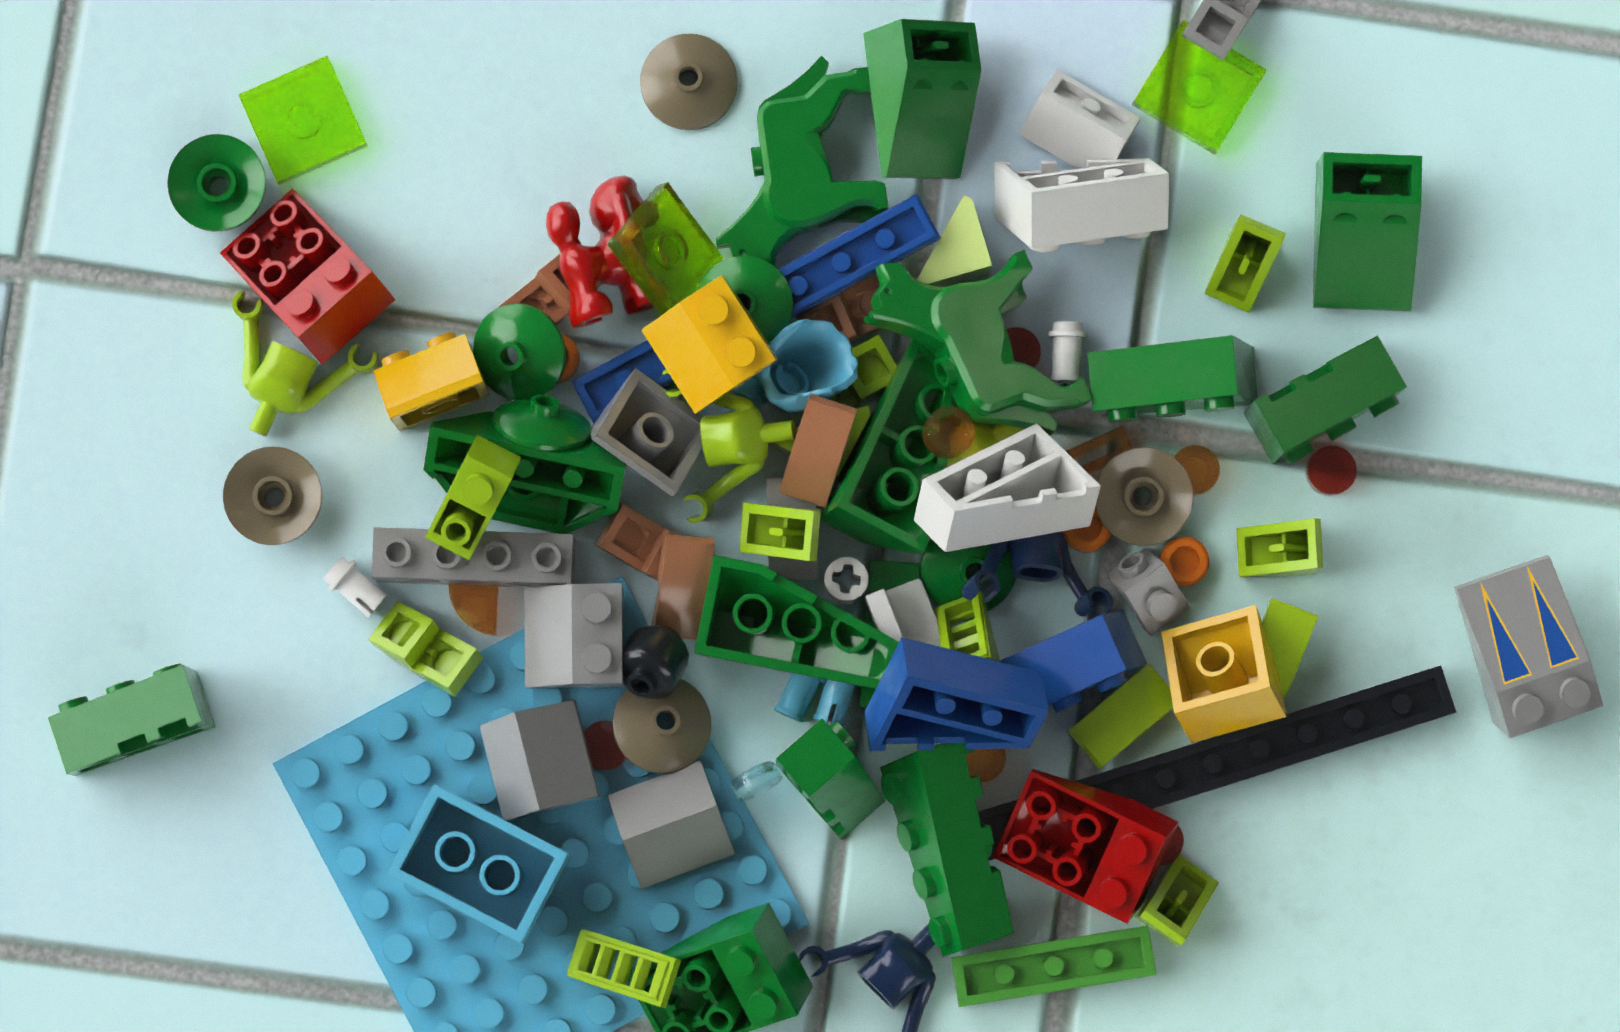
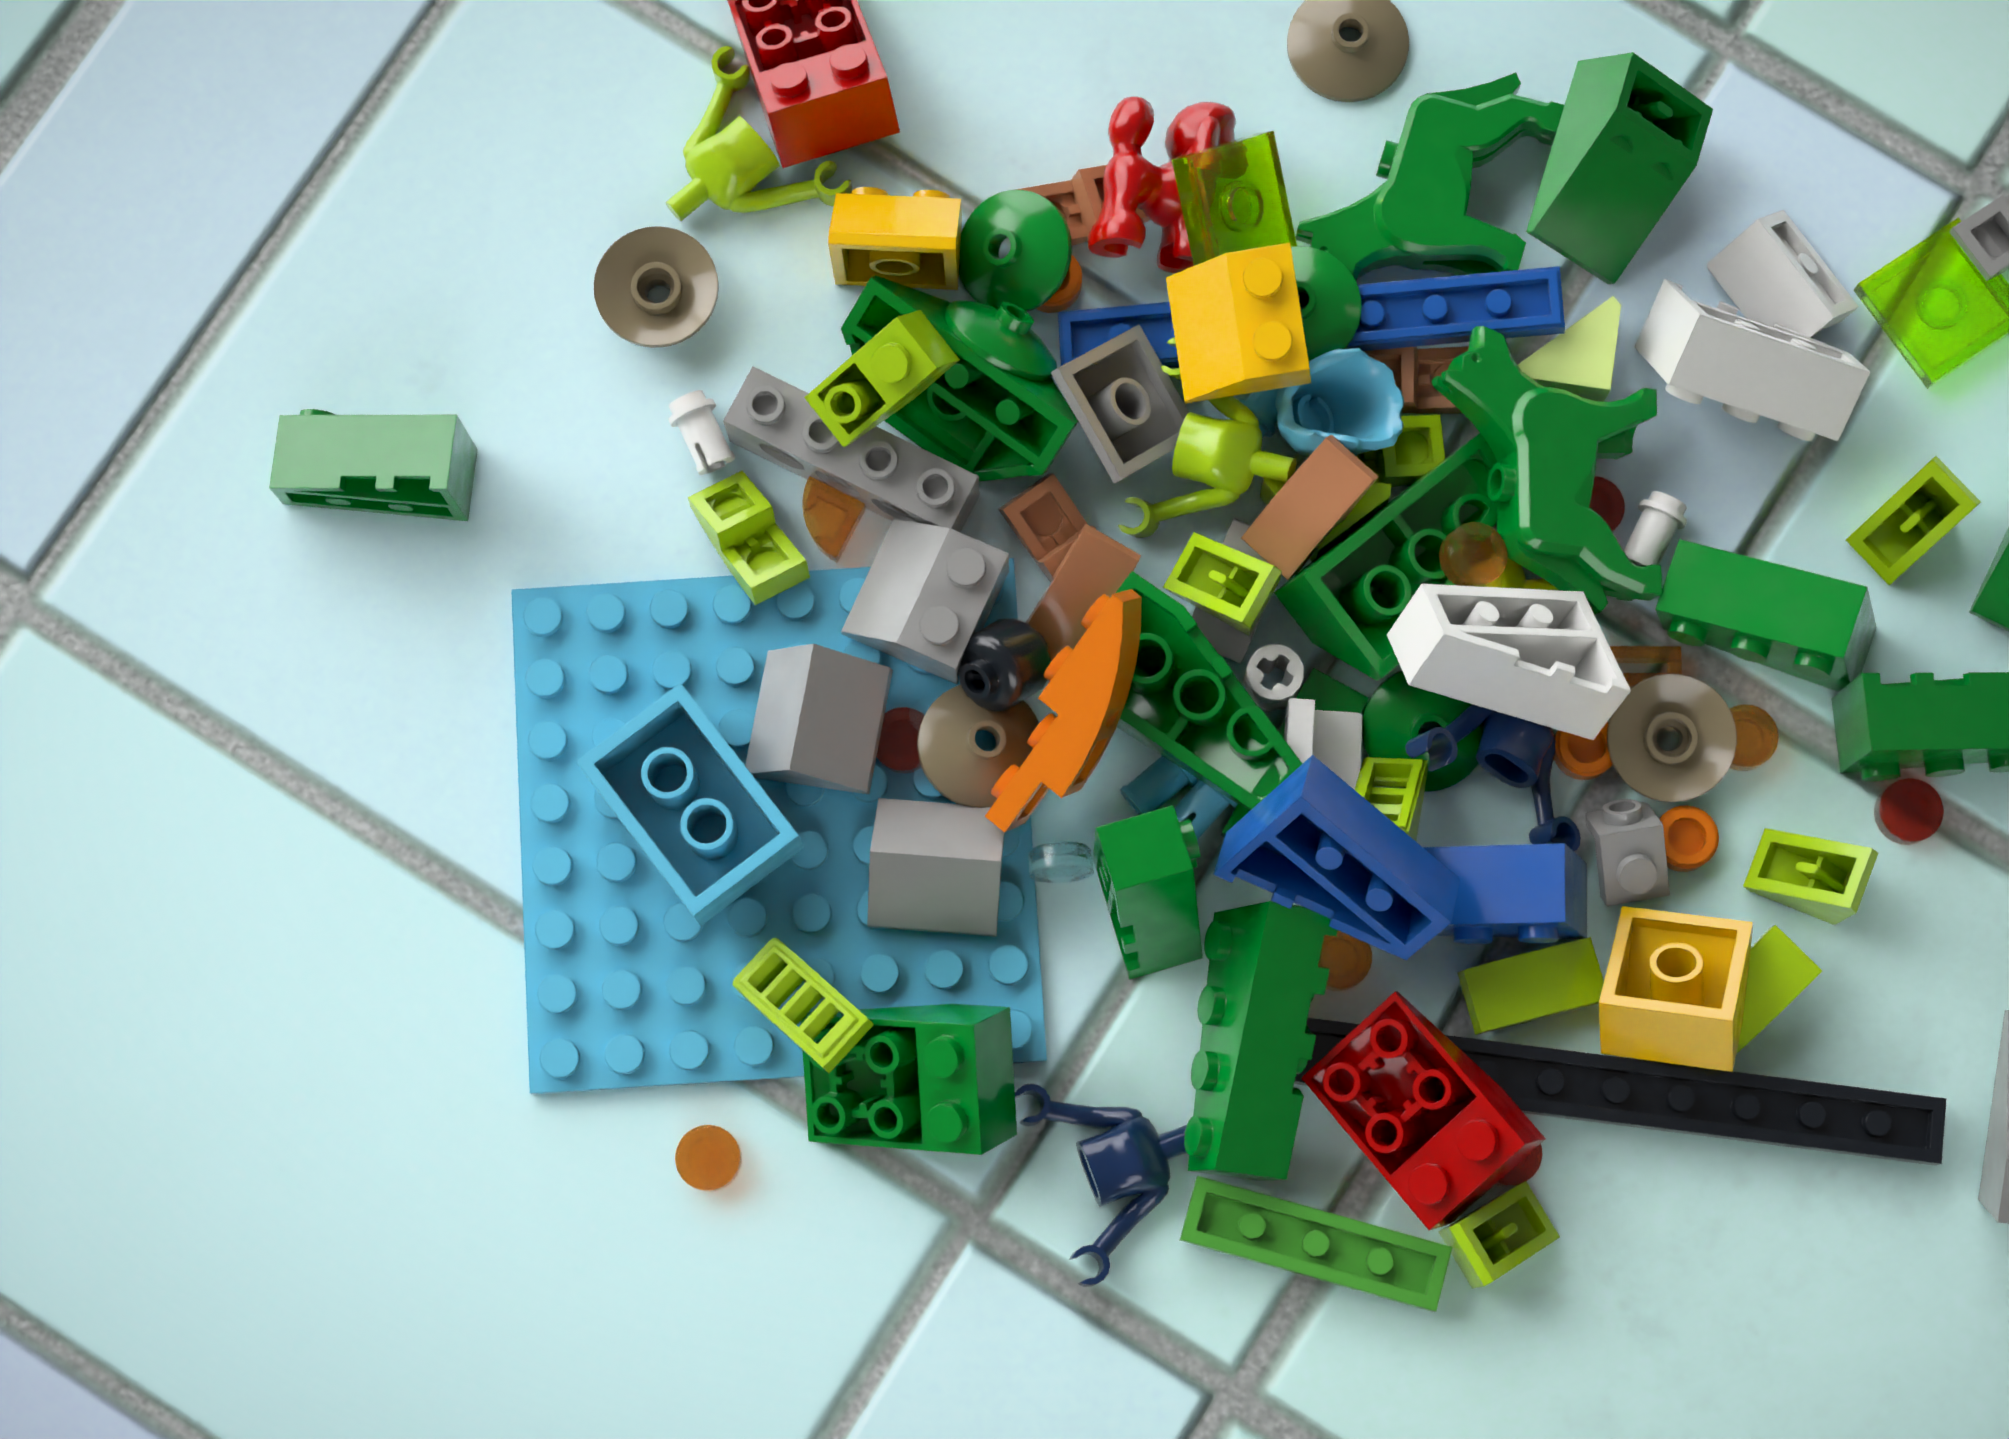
camera: 30 degrees right, 5 degrees down
(726, 669) = (1088, 695): none -> orange slope

